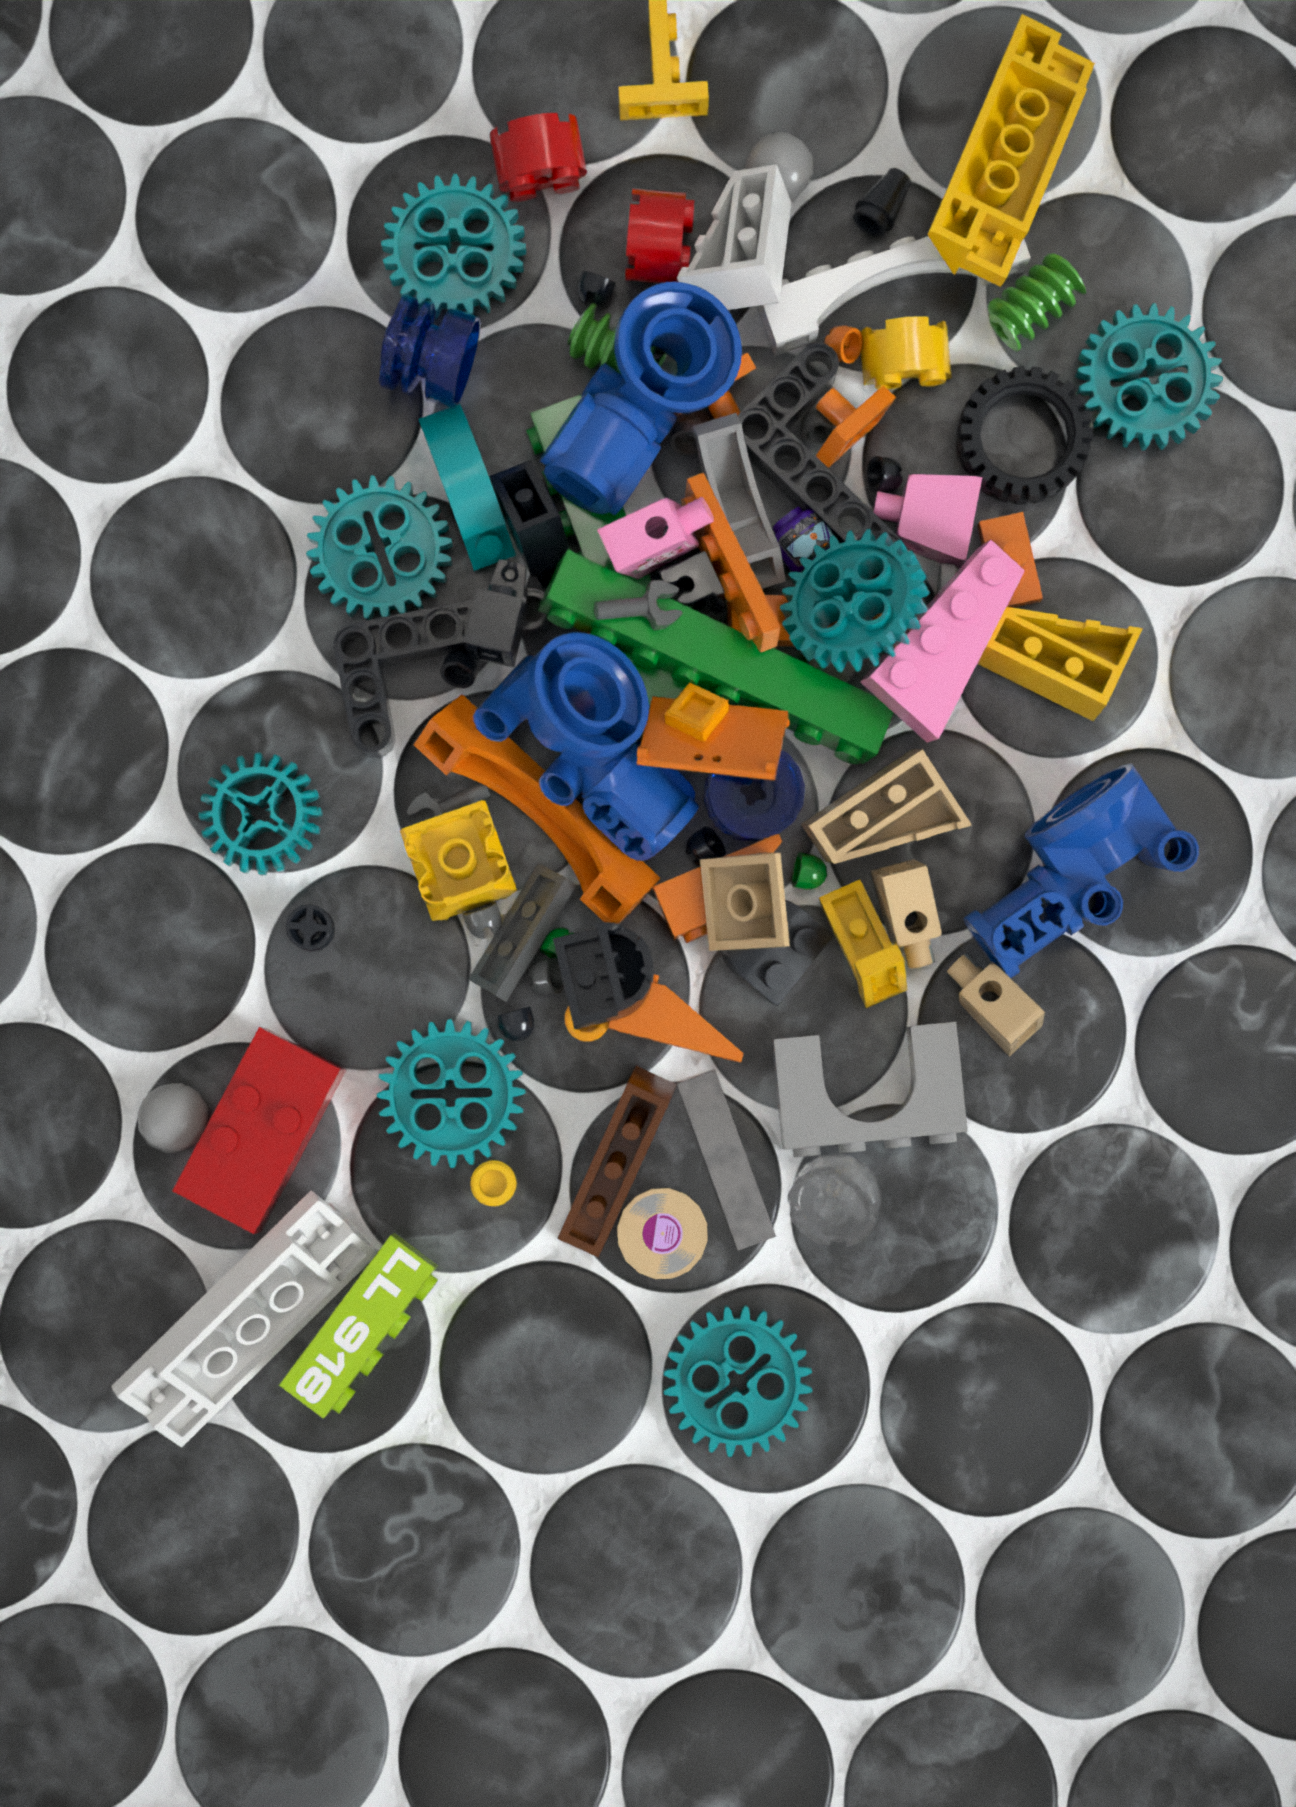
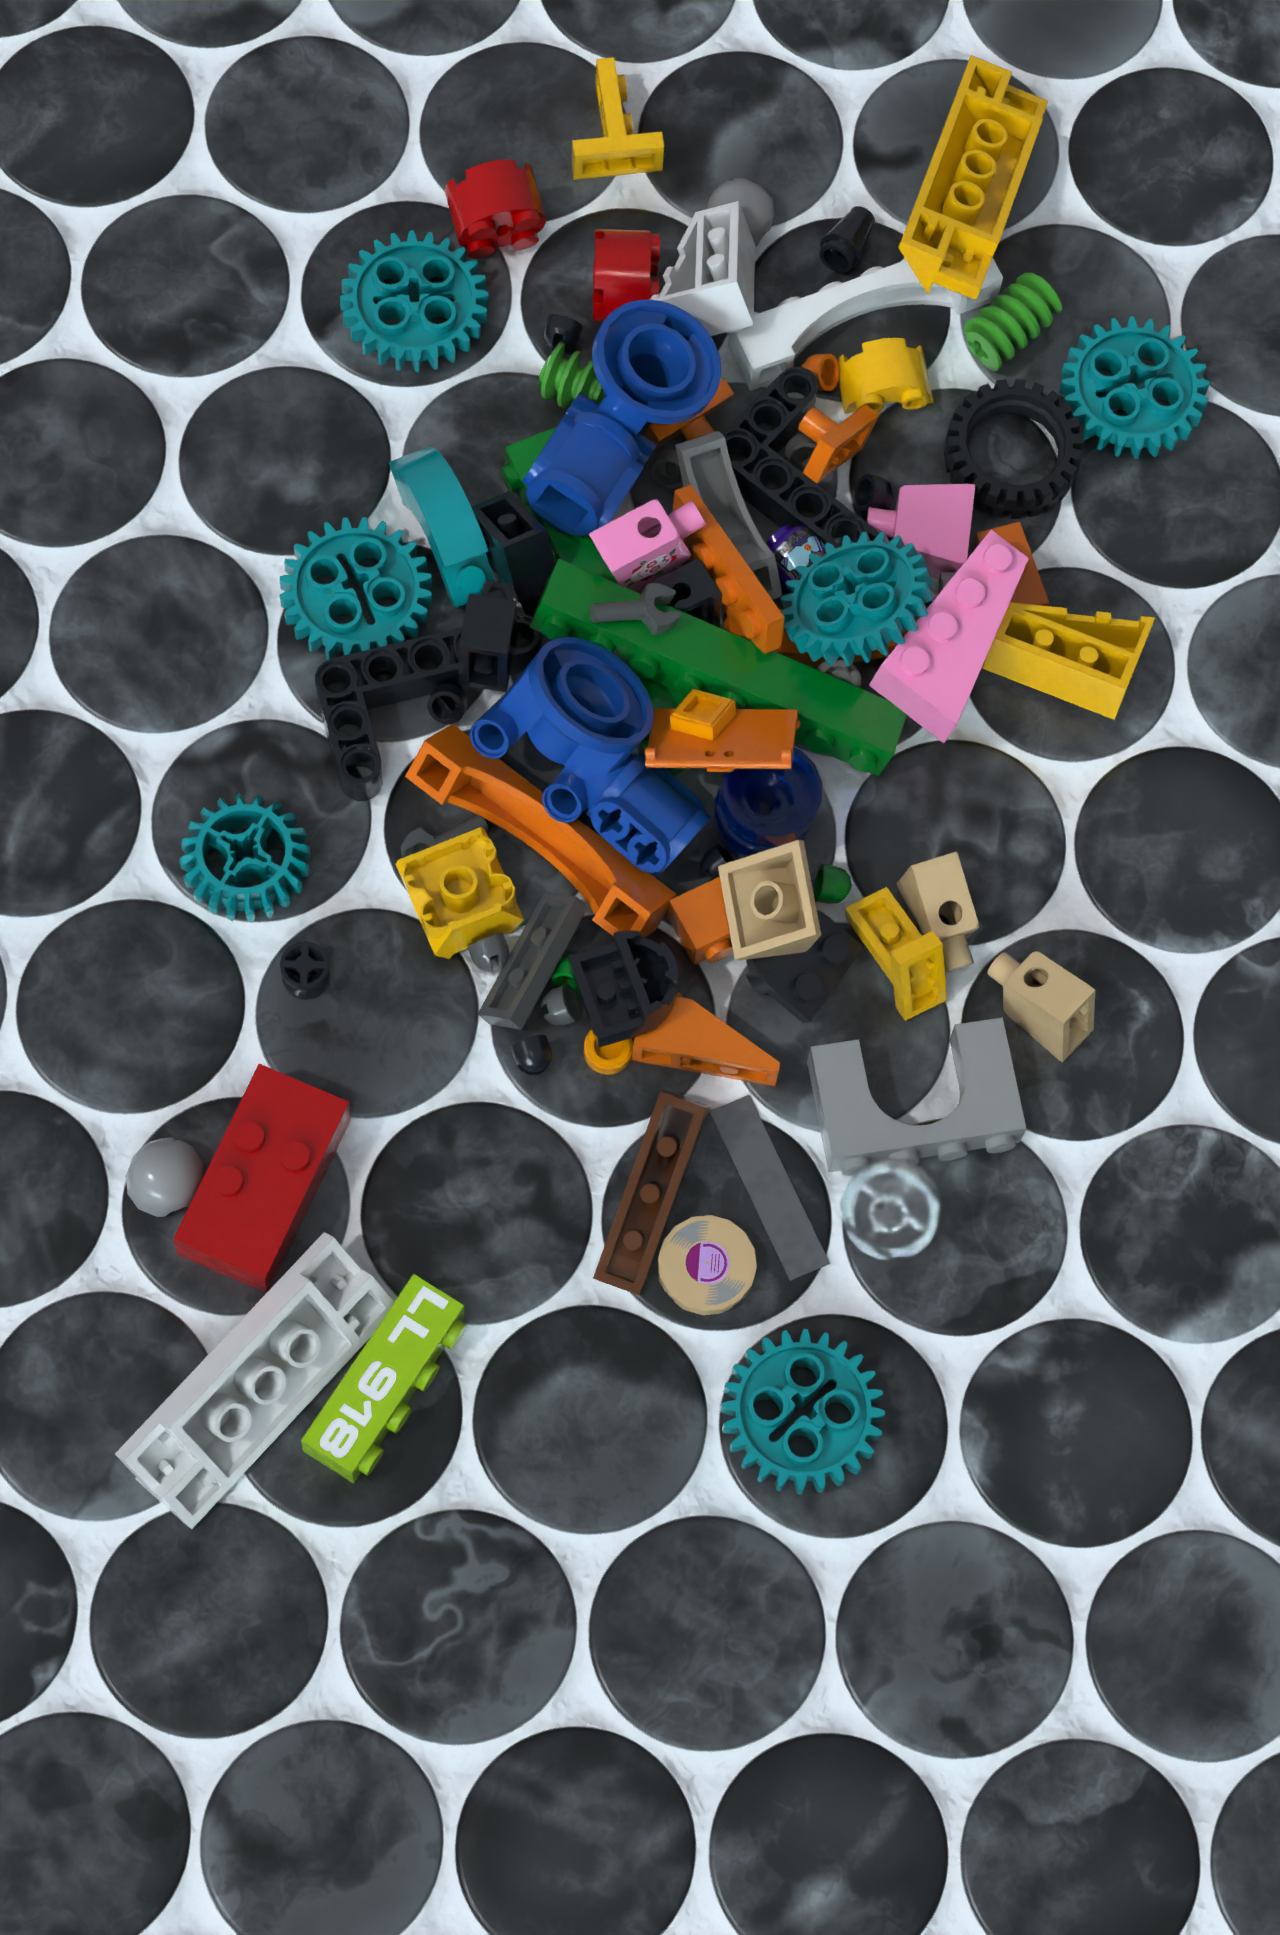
camera: 10 degrees left, 15 degrees down
(420, 349) = (397, 393): clear blue wheel -> none
(452, 1134) = (471, 1172): teal gear -> none
(493, 1183) = (519, 1224): yellow tile -> none
(886, 810) = (909, 814): tan wedge -> none
(1079, 845) = (1110, 836): blue piece -> none

